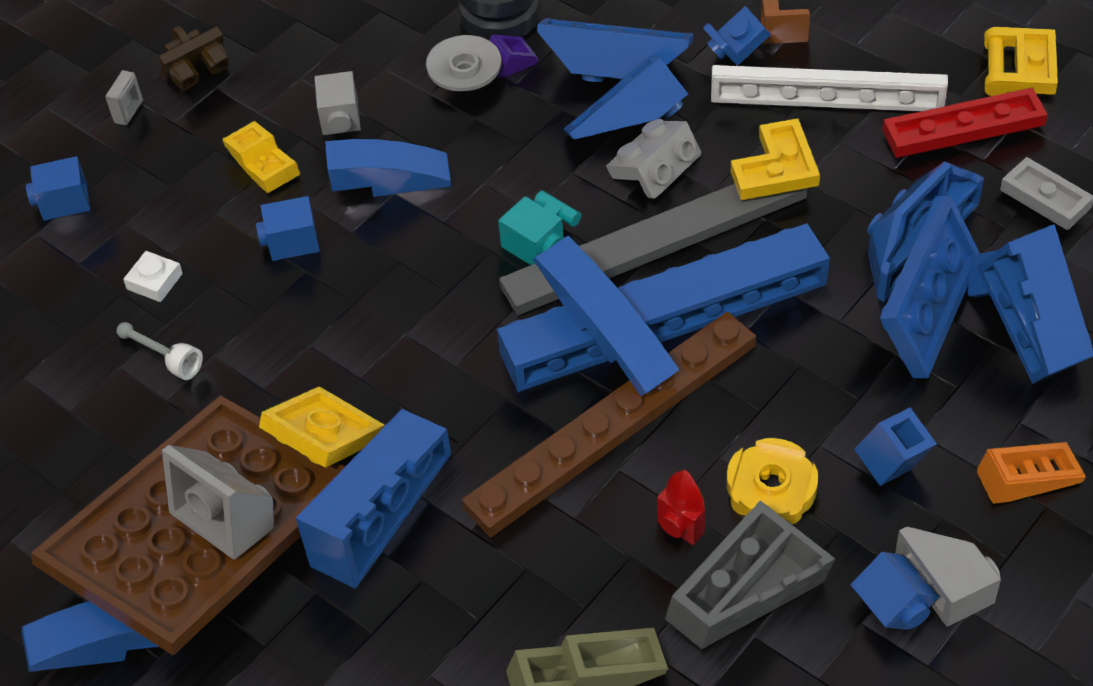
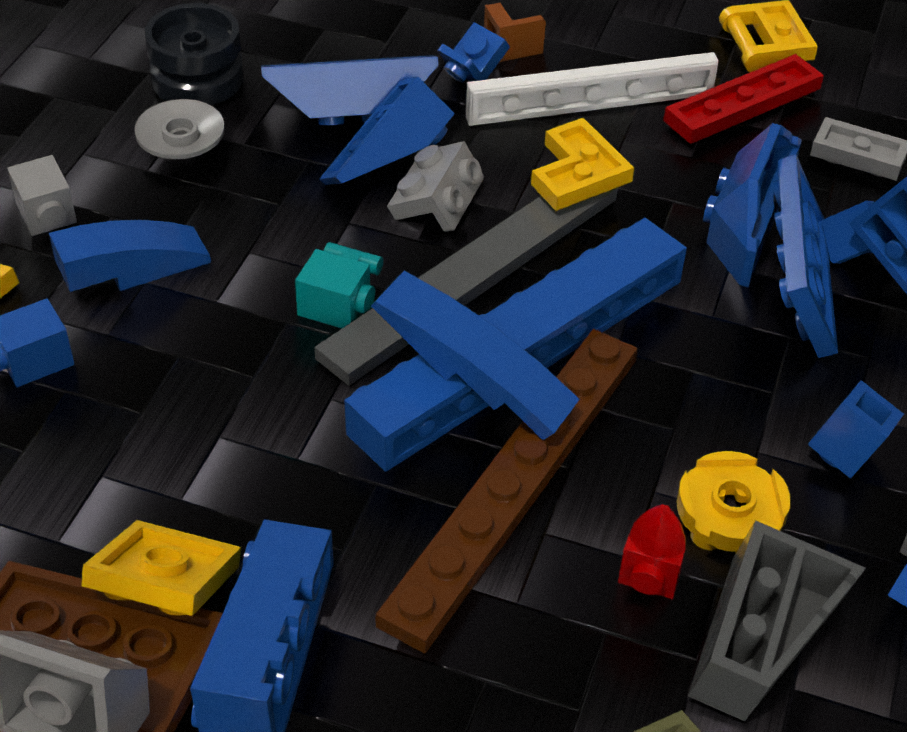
camera: 25 degrees left, 5 degrees down
(514, 54) = (235, 113): dark purple slope -> none

